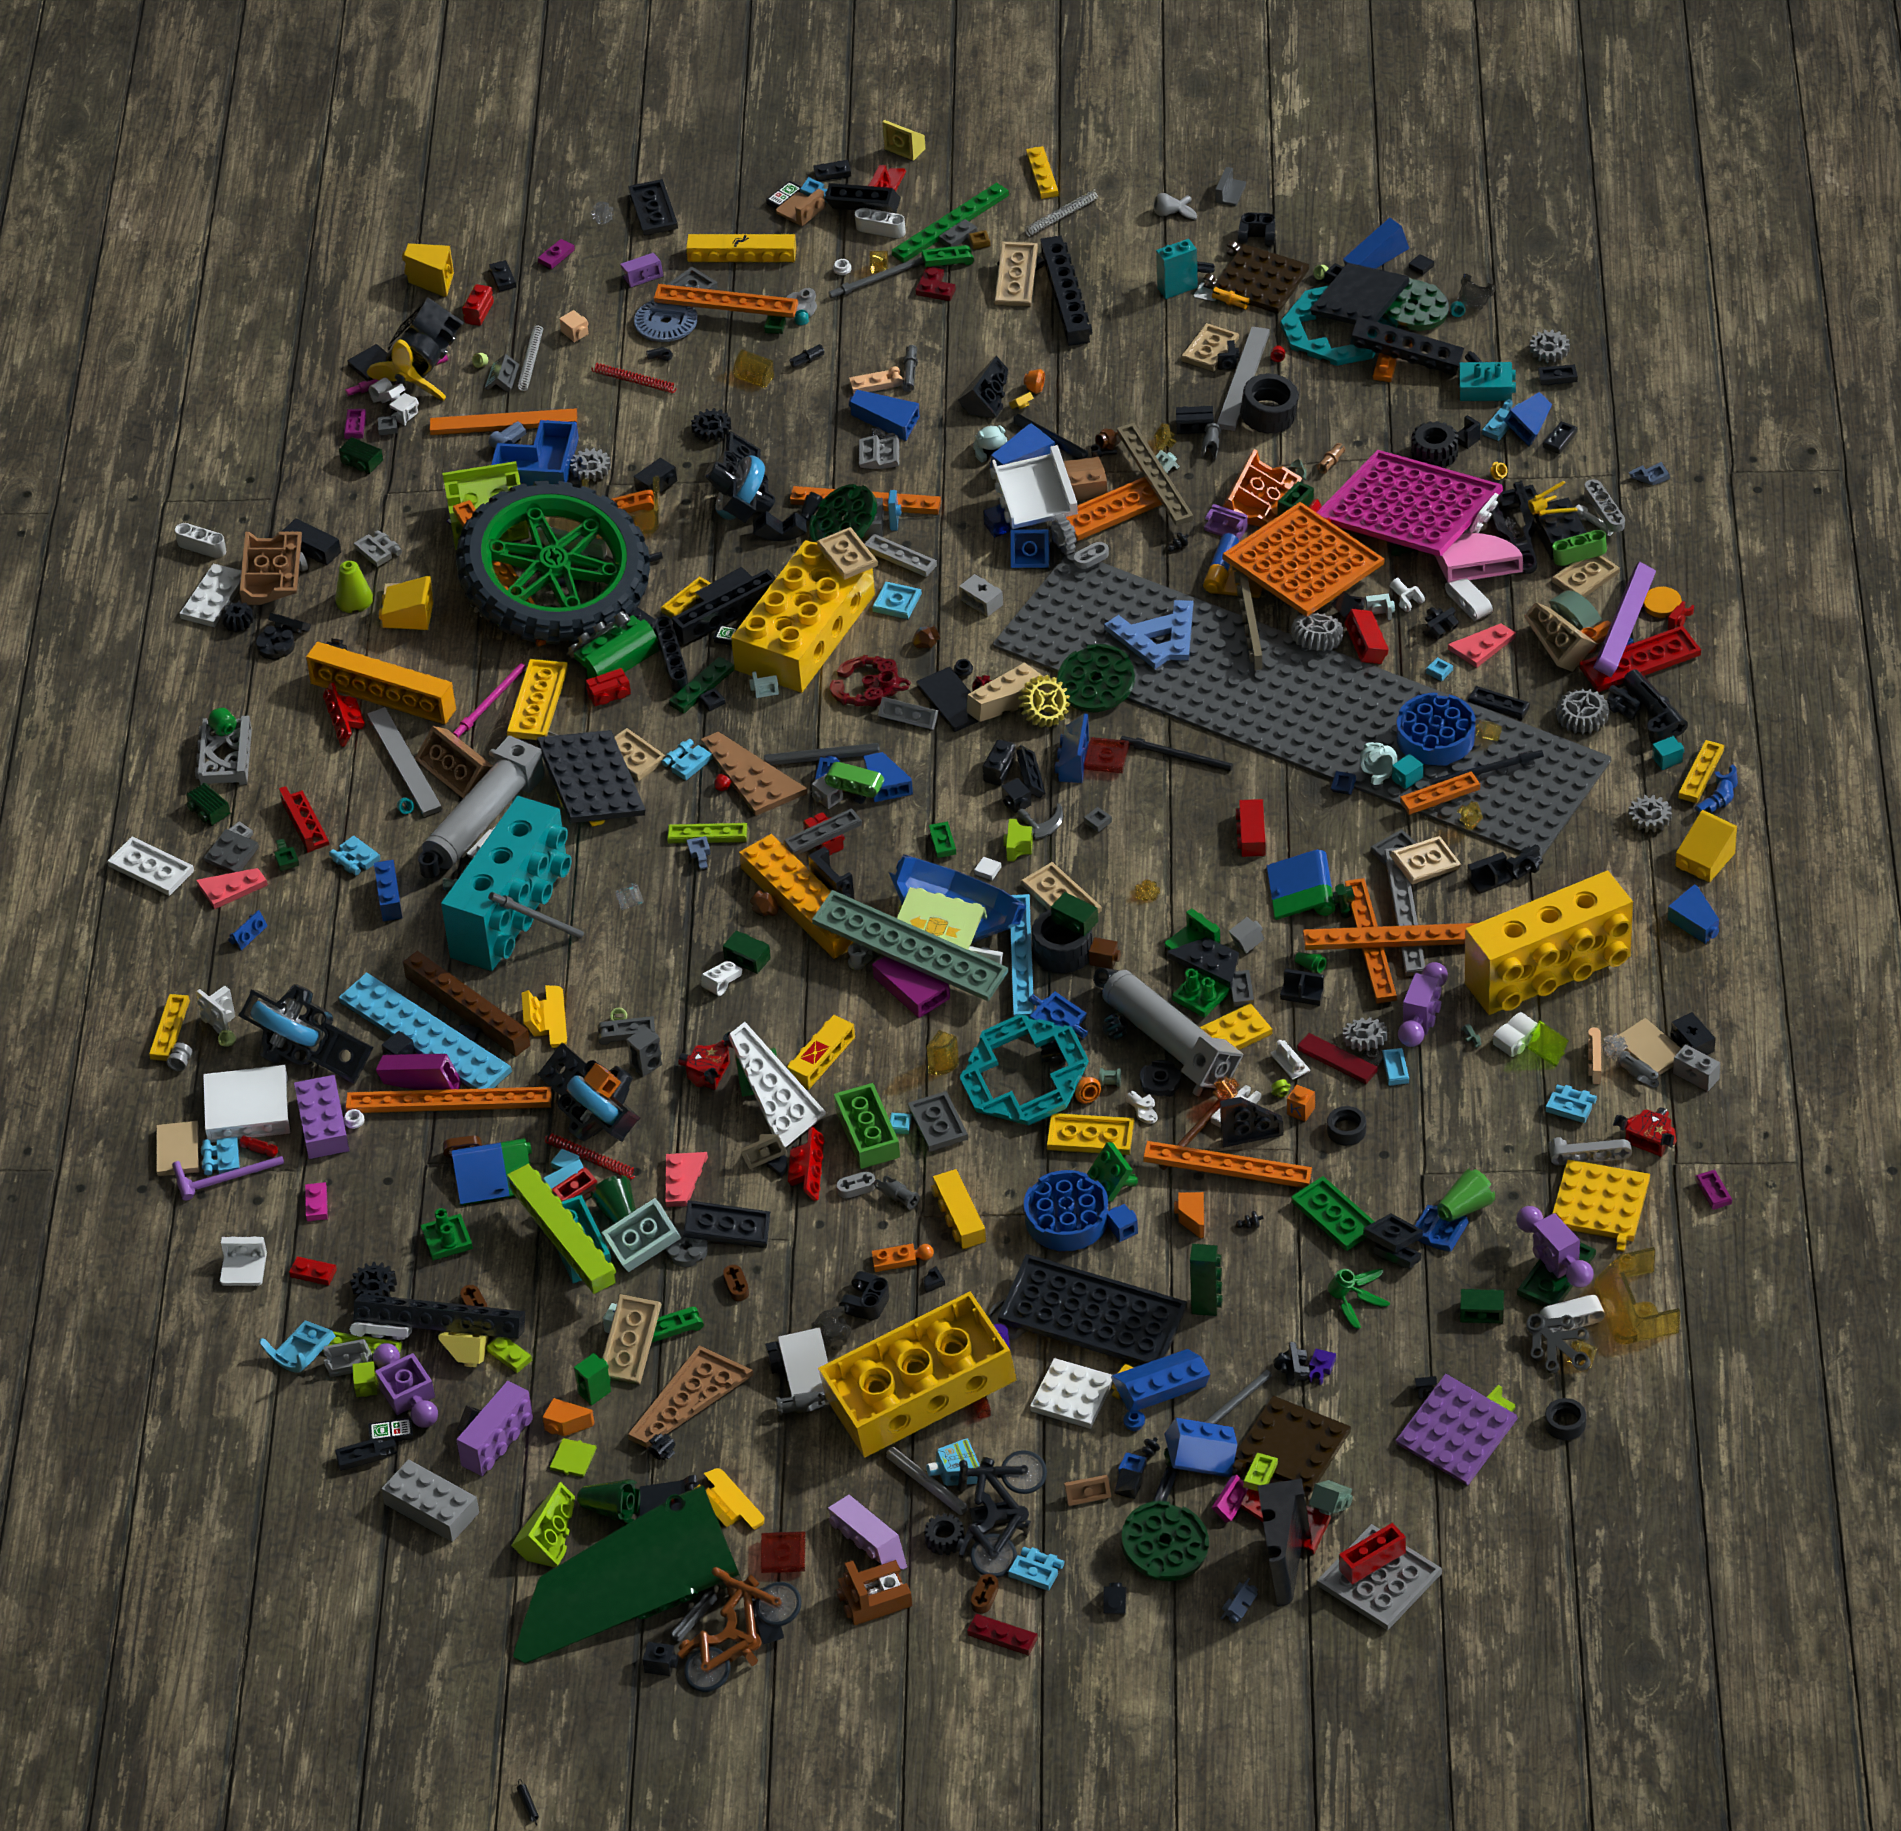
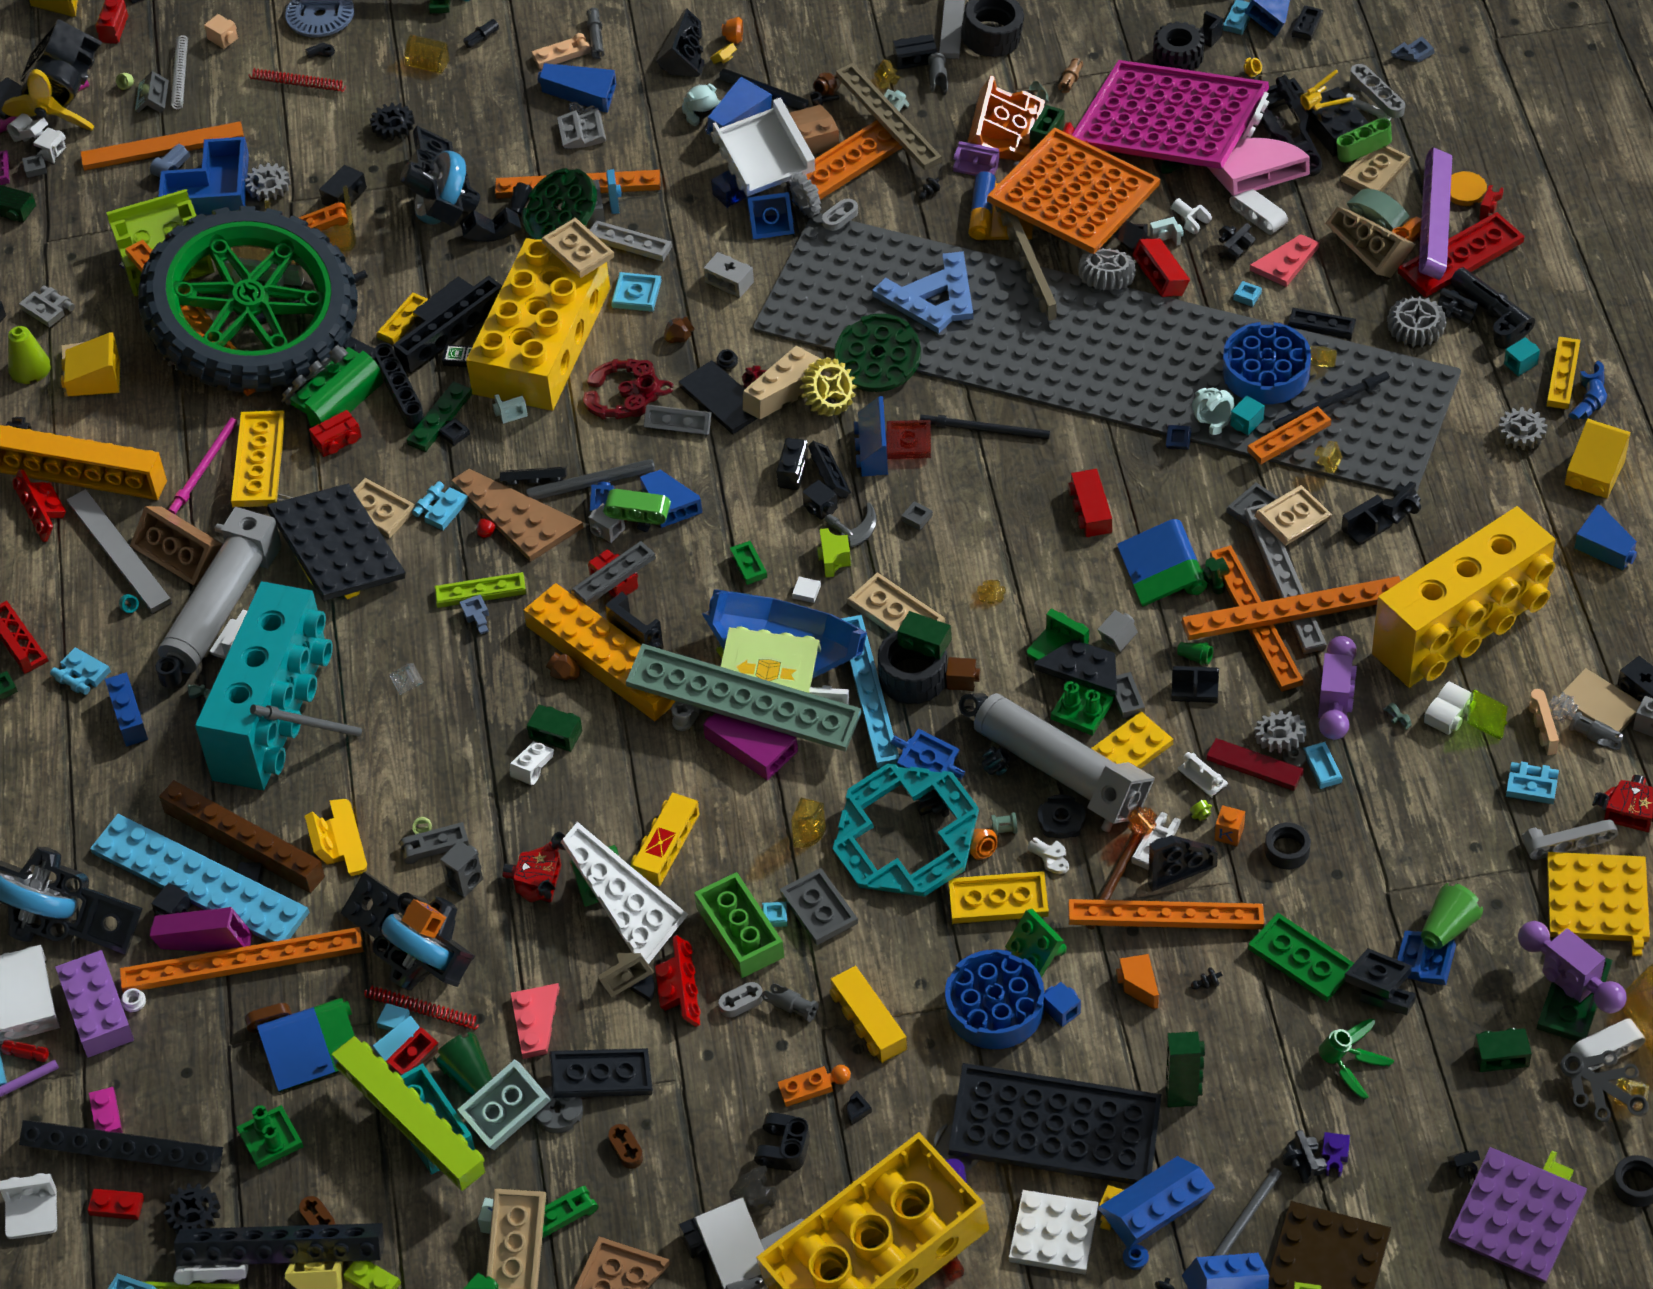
camera: 10 degrees left, 5 degrees up
(324, 1226) = (121, 1146): none -> black brick
(773, 744) = (533, 475): none -> black plate

